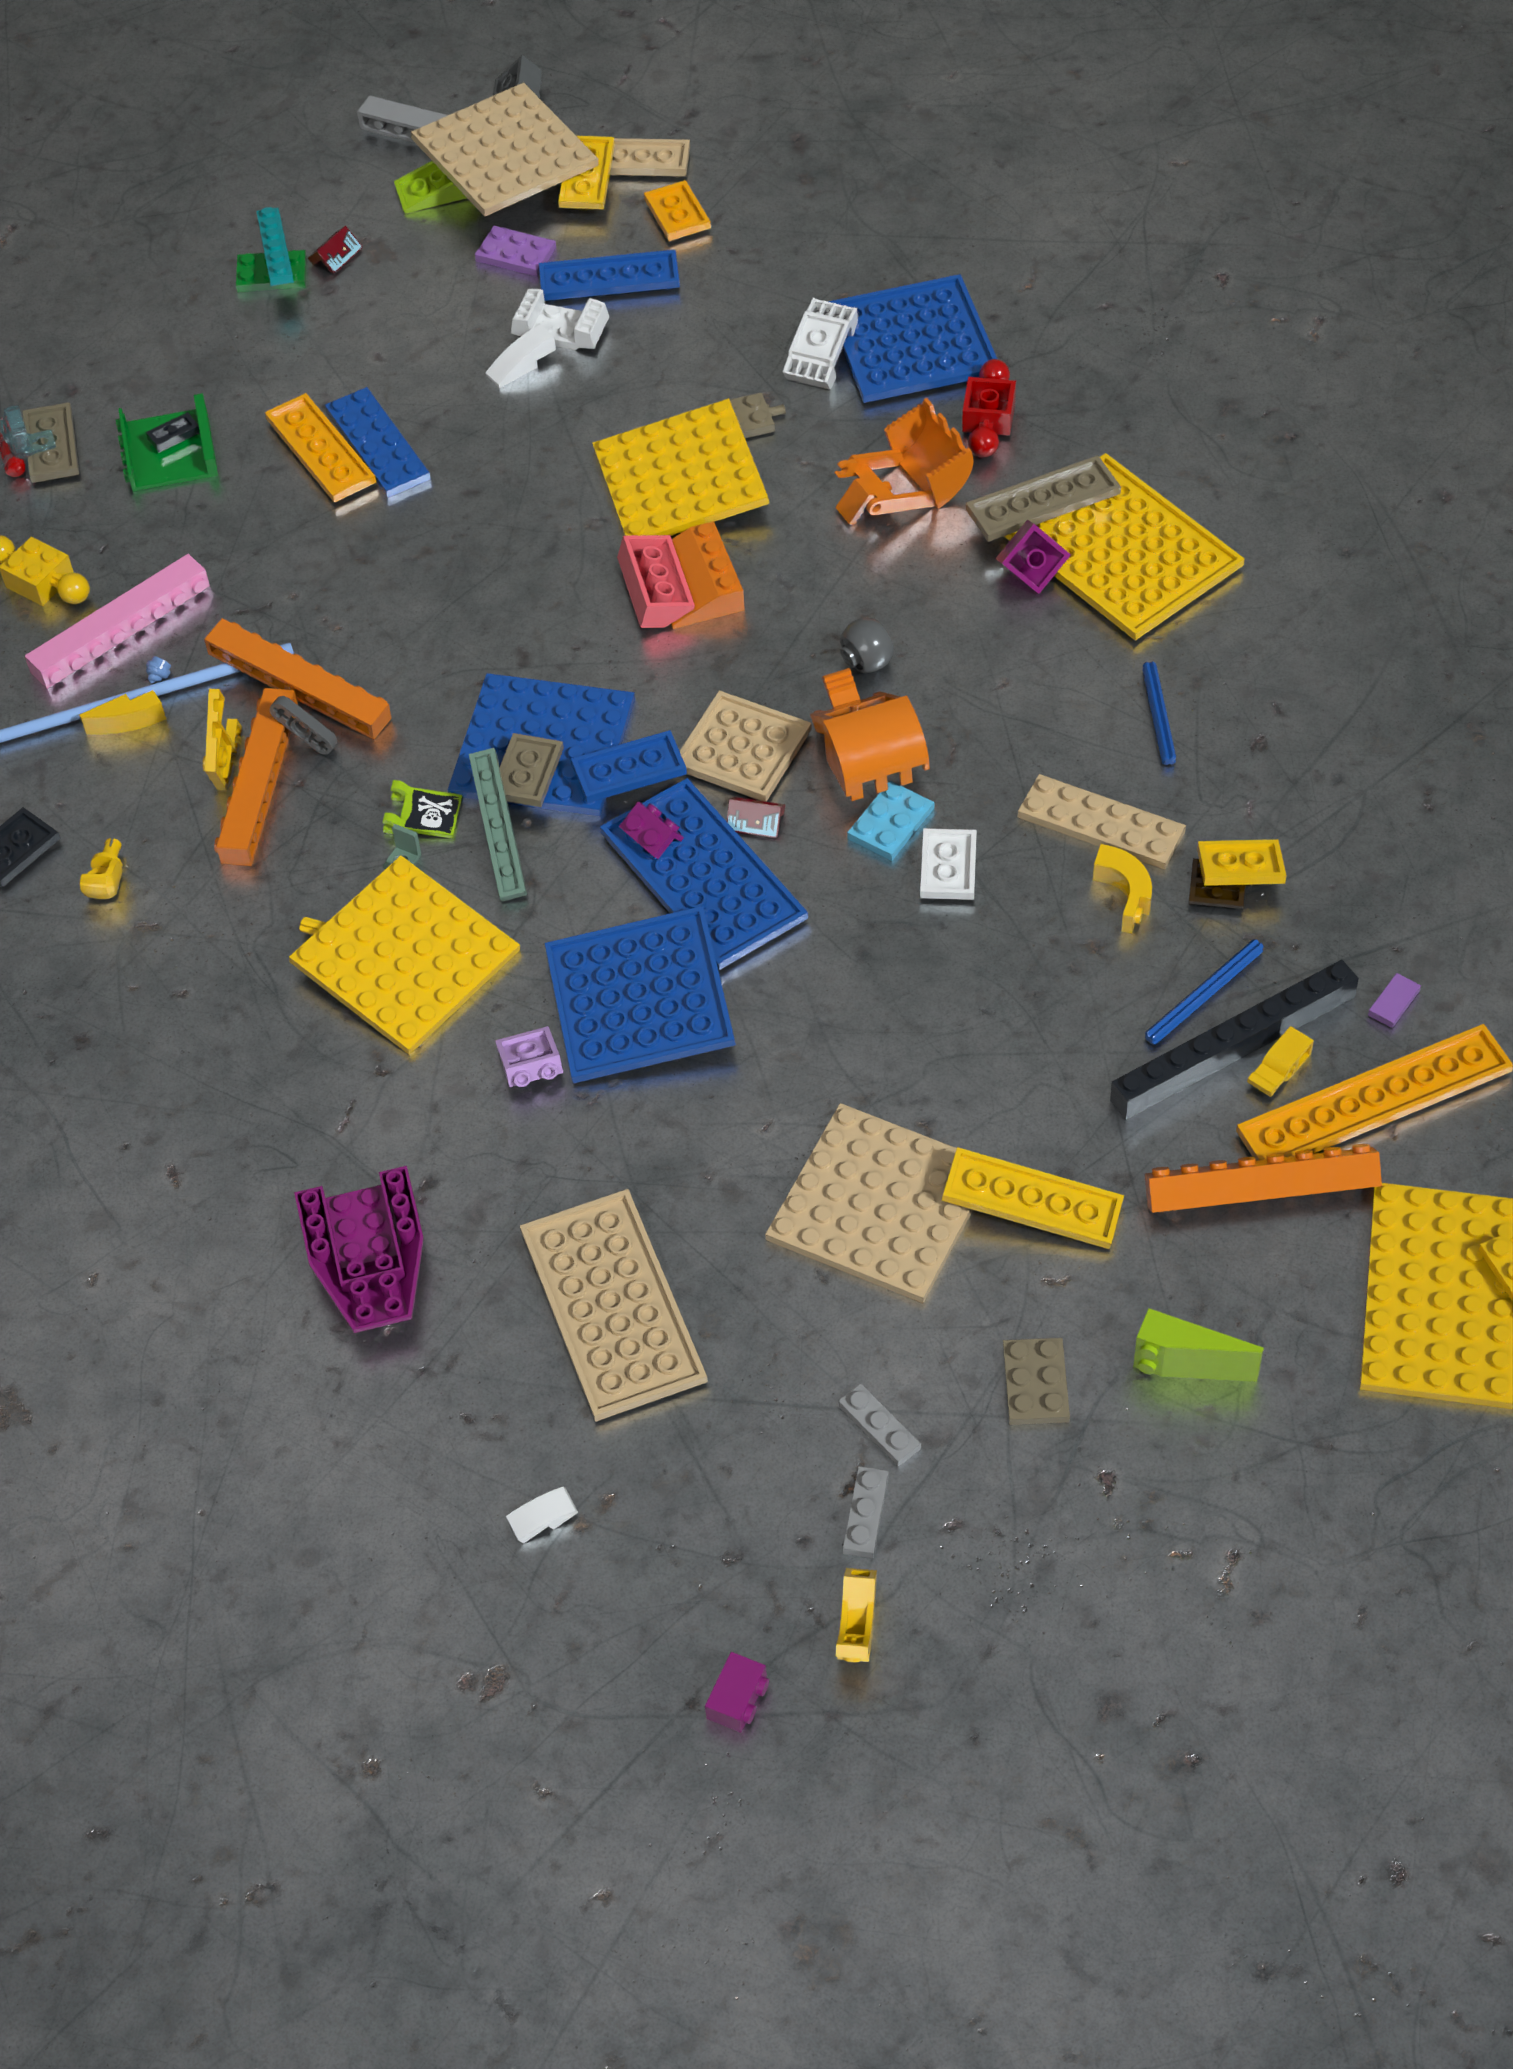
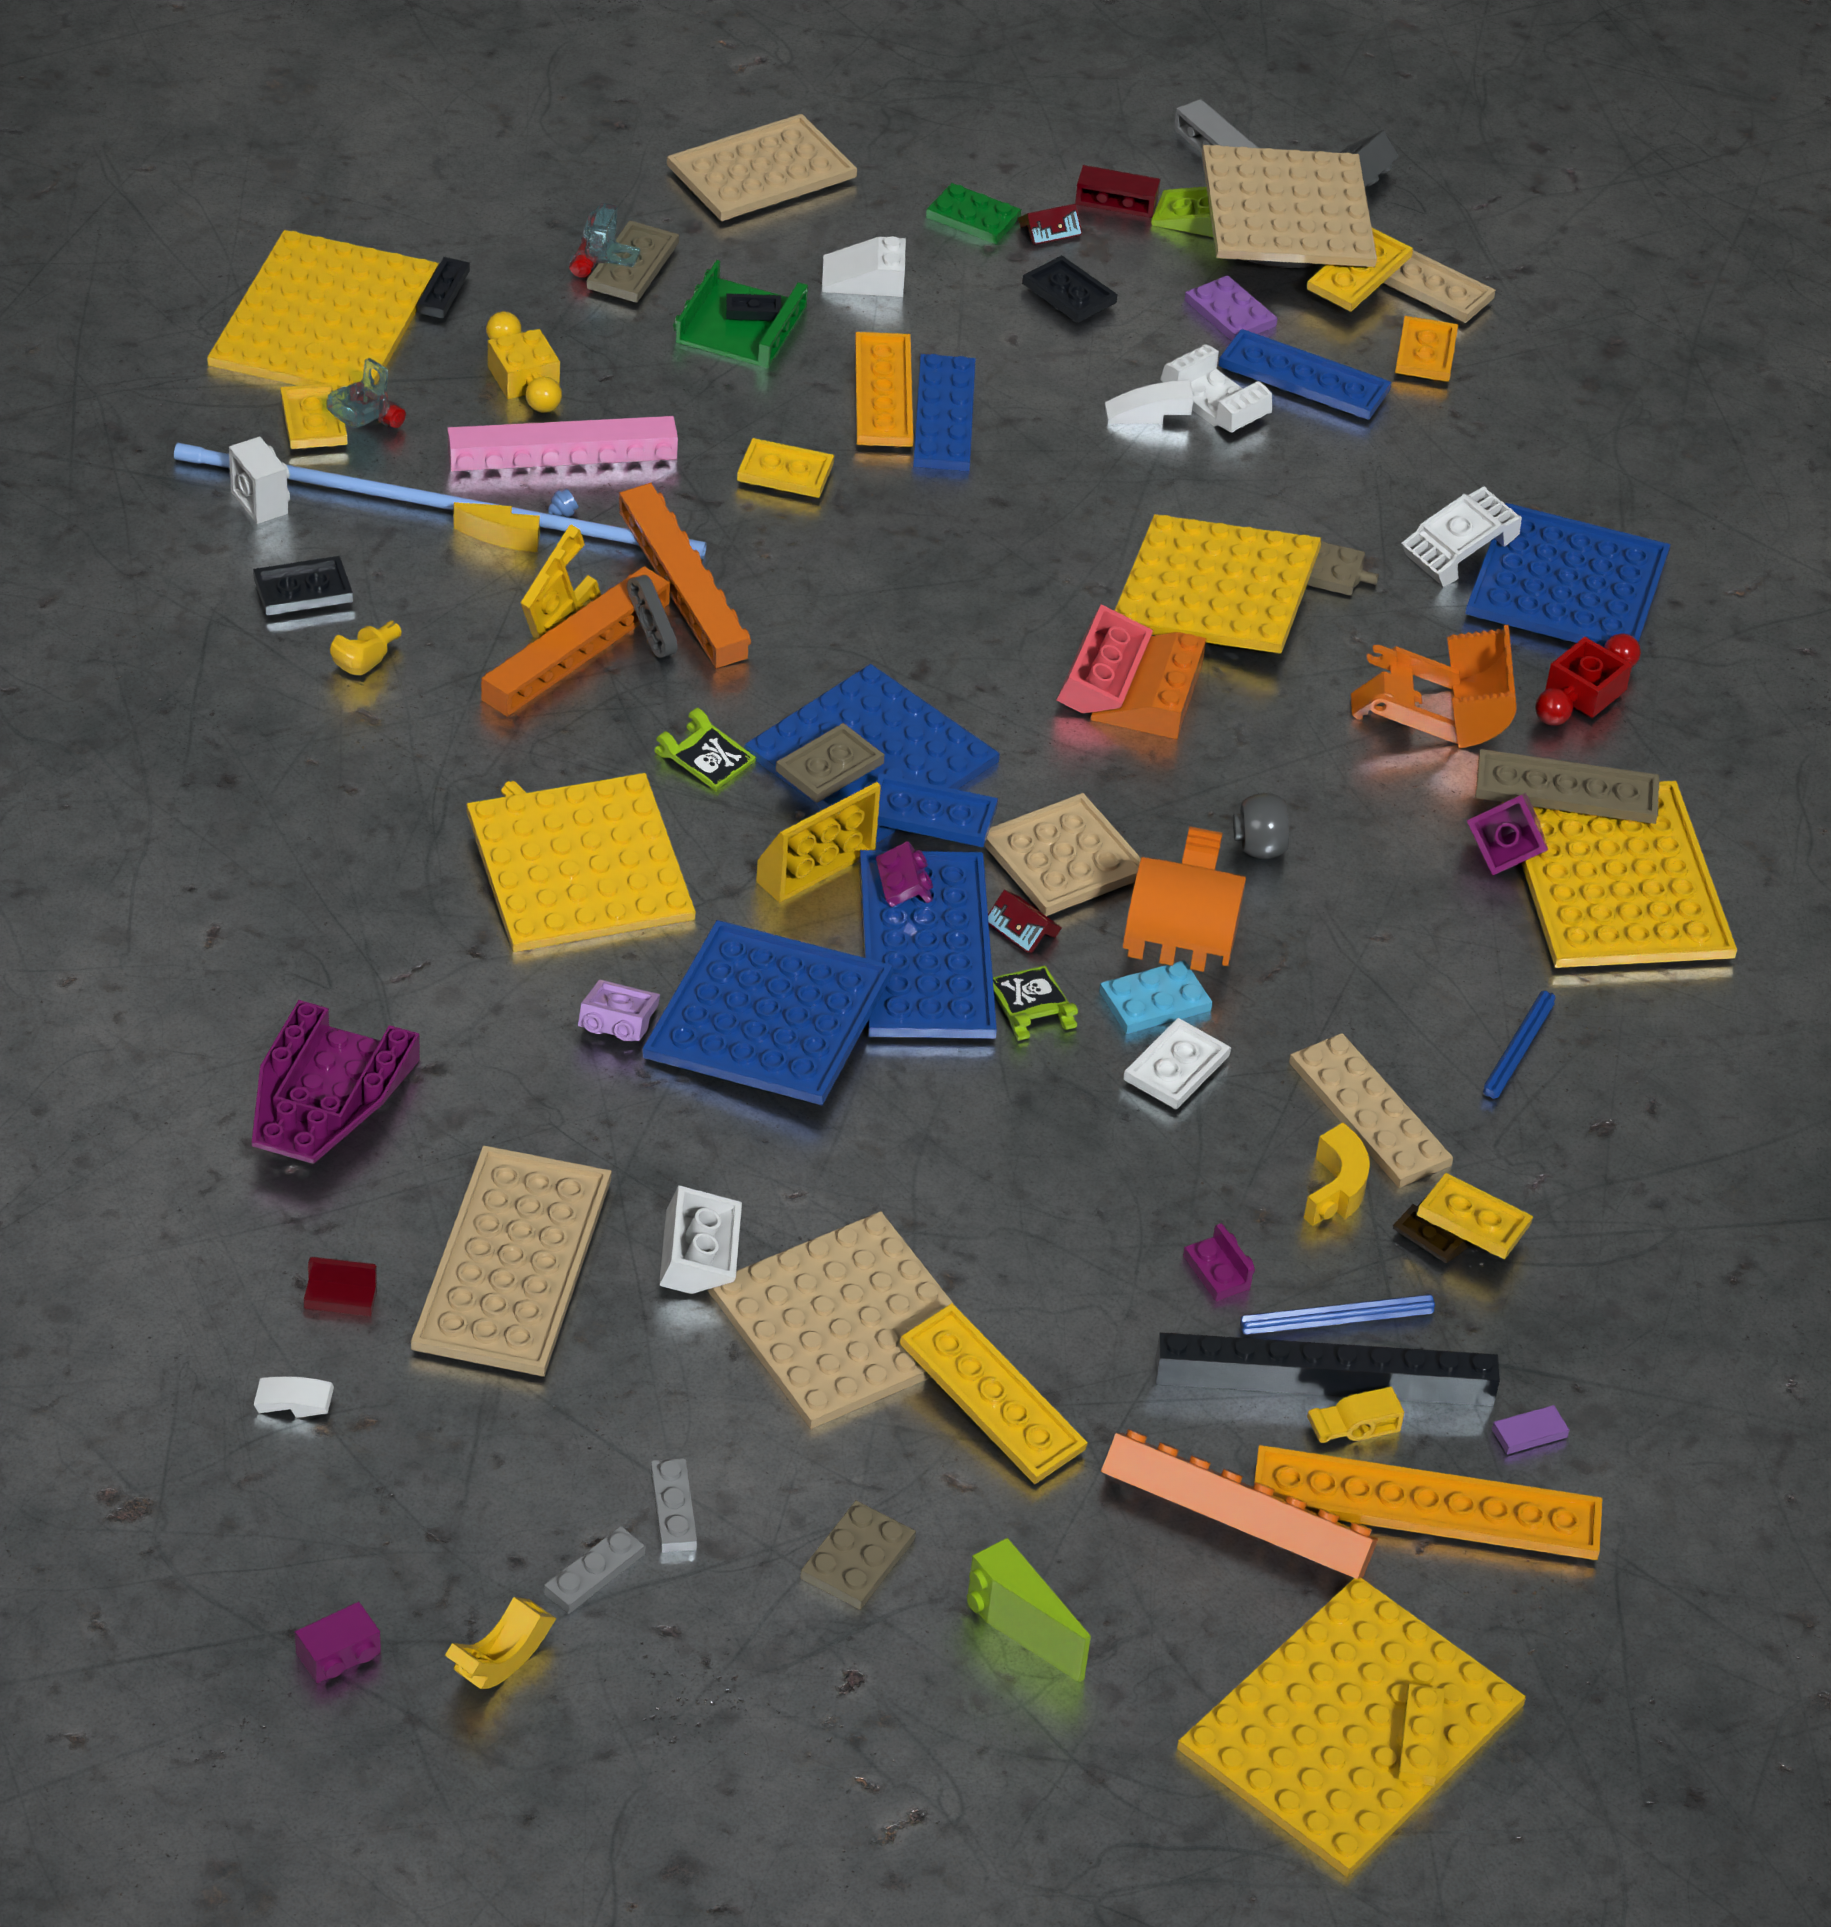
camera: 25 degrees right, 10 degrees down
(85, 314) = (761, 167): none -> tan plate
(230, 356) = (866, 268): none -> white slope
(274, 246) = (991, 190): teal plate -> none
(299, 549) = (785, 467): none -> yellow plate
(364, 199) = (1117, 191): none -> dark red brick
(390, 295) = (1069, 289): none -> black plate
(406, 845) = (664, 770): sand green bracket -> none
(497, 824) = (759, 794): sand green plate -> none
(506, 1405) = (341, 1286): none -> dark red panel
(573, 842) = (820, 845): none -> yellow slope
(737, 1207) = (699, 1241): none -> white slope
(808, 870) = (1031, 996): none -> flag
(1099, 1000) = (1220, 1264): none -> magenta bracket

